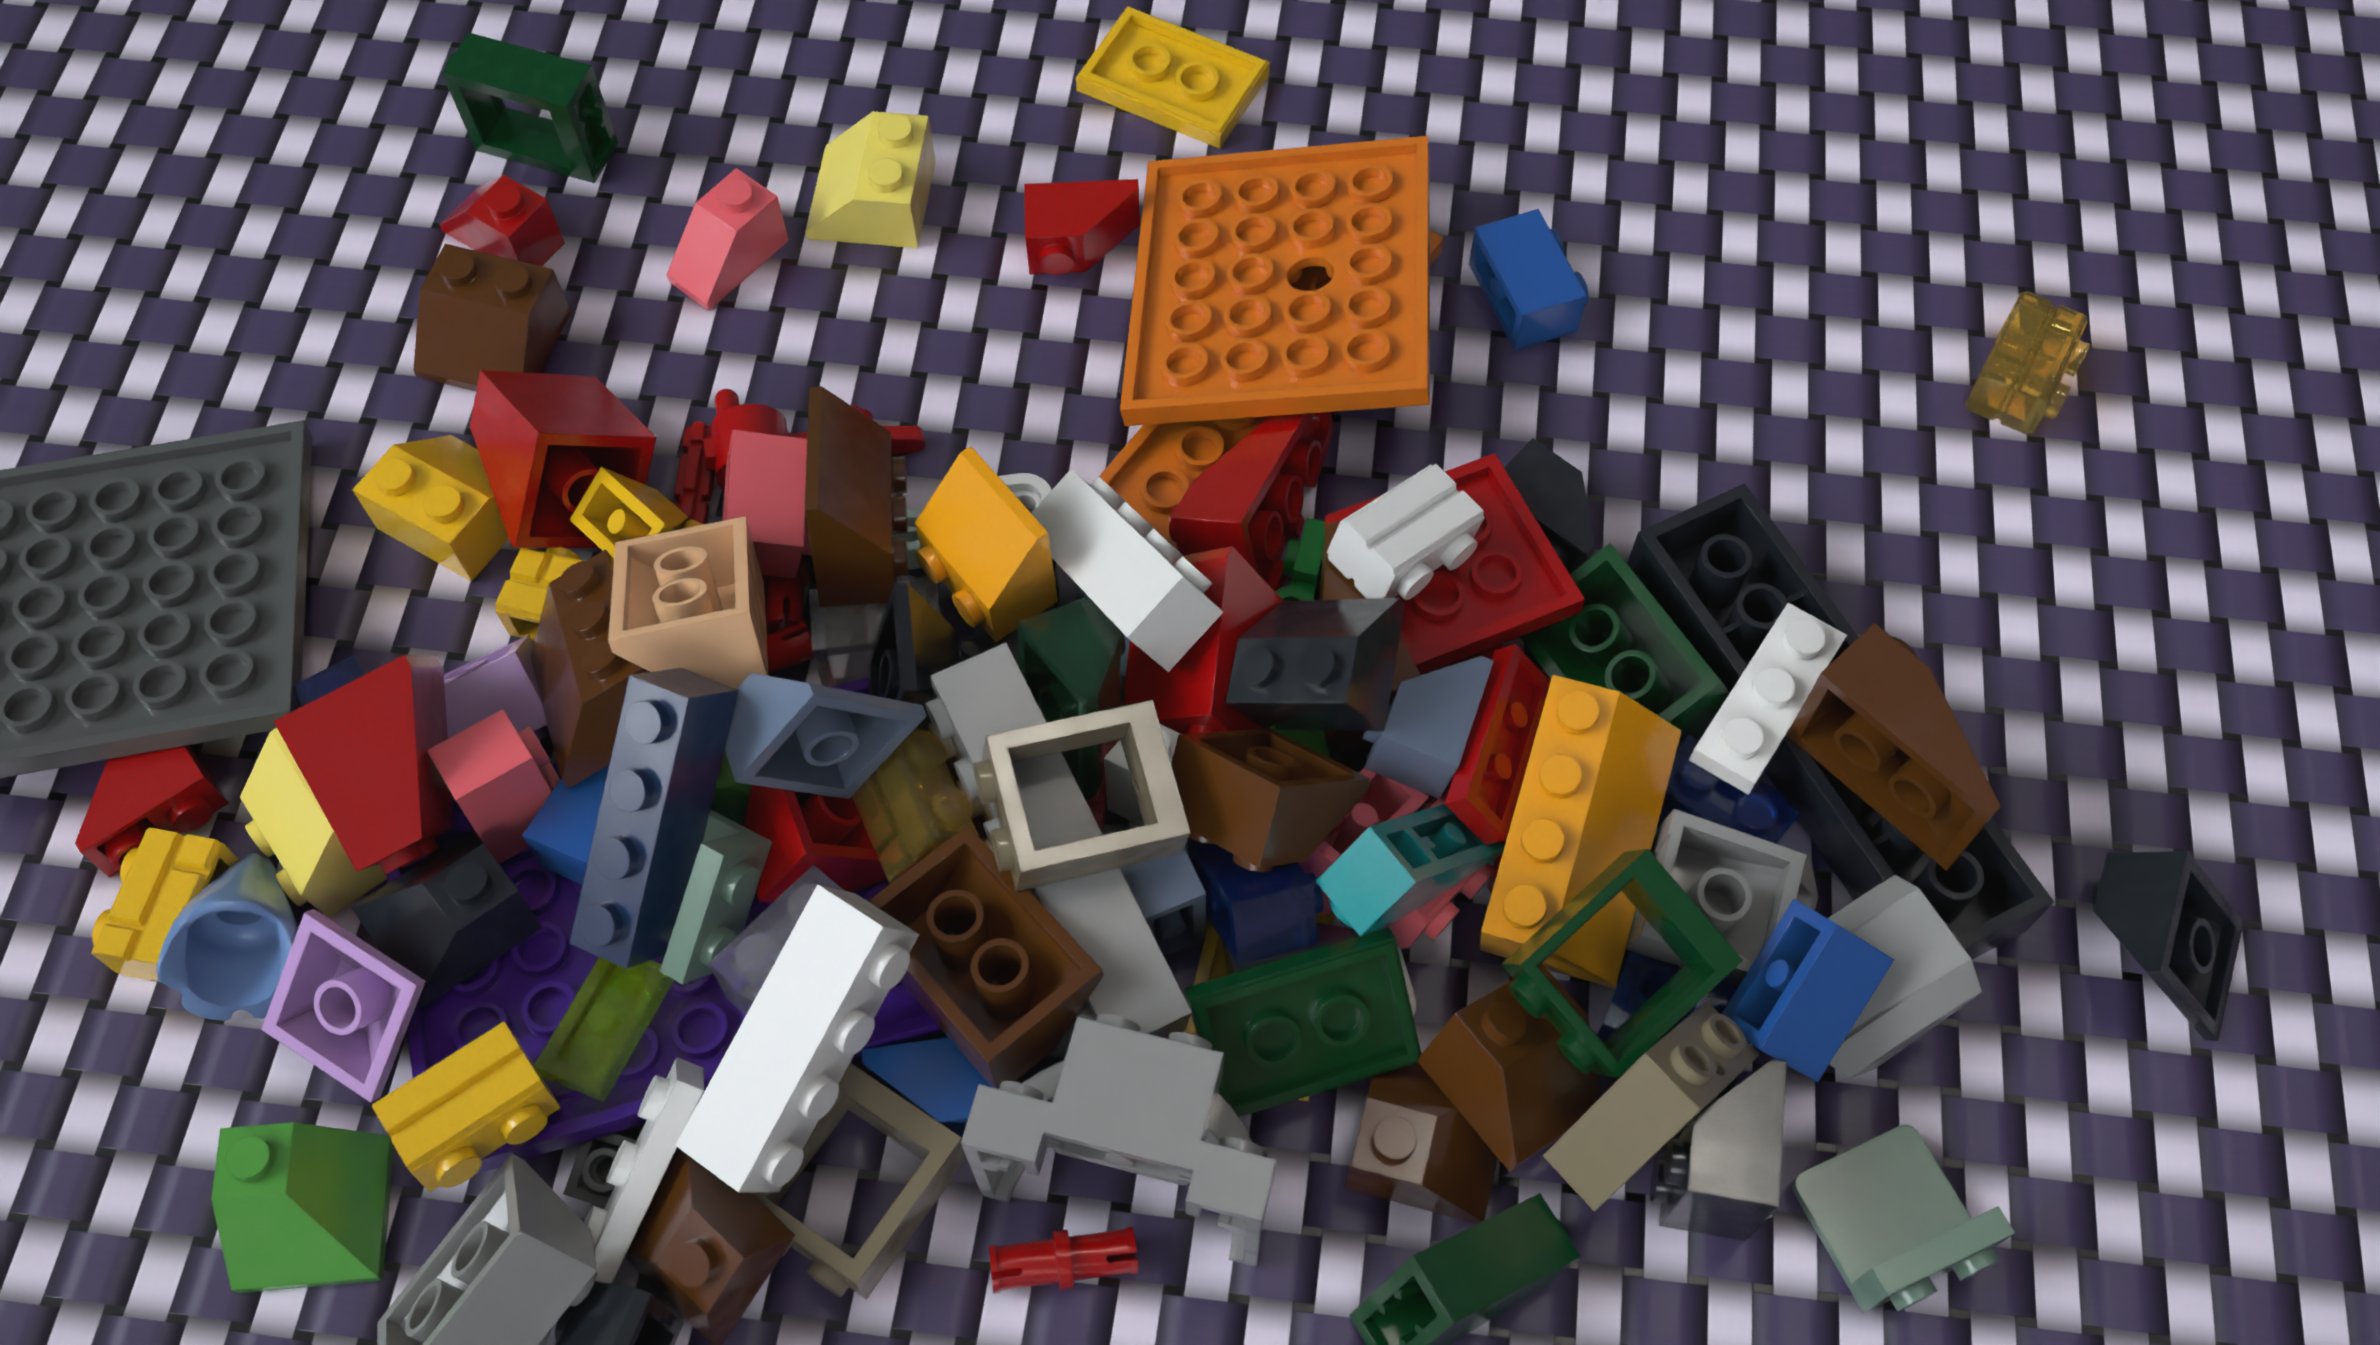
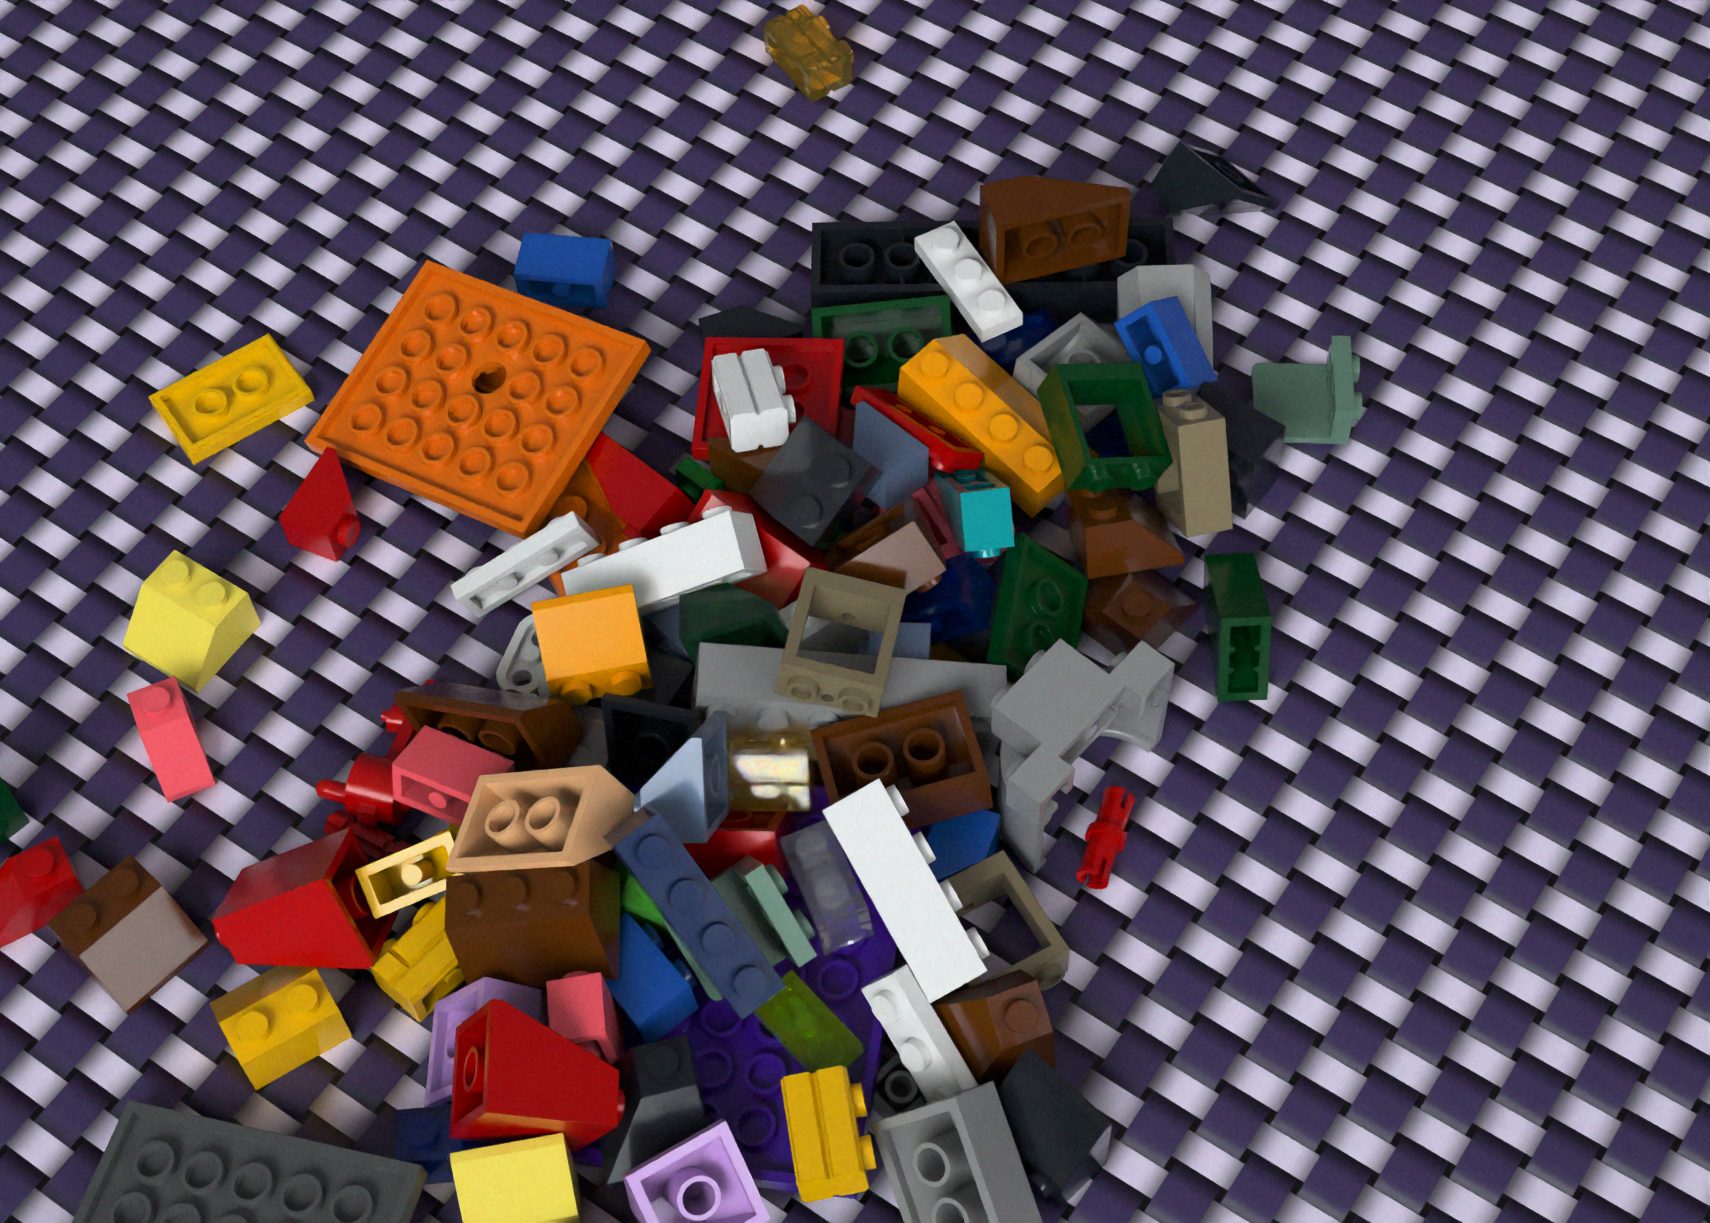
camera: 60 degrees left, 5 degrees down
(1093, 436) = (525, 564): none -> white plate

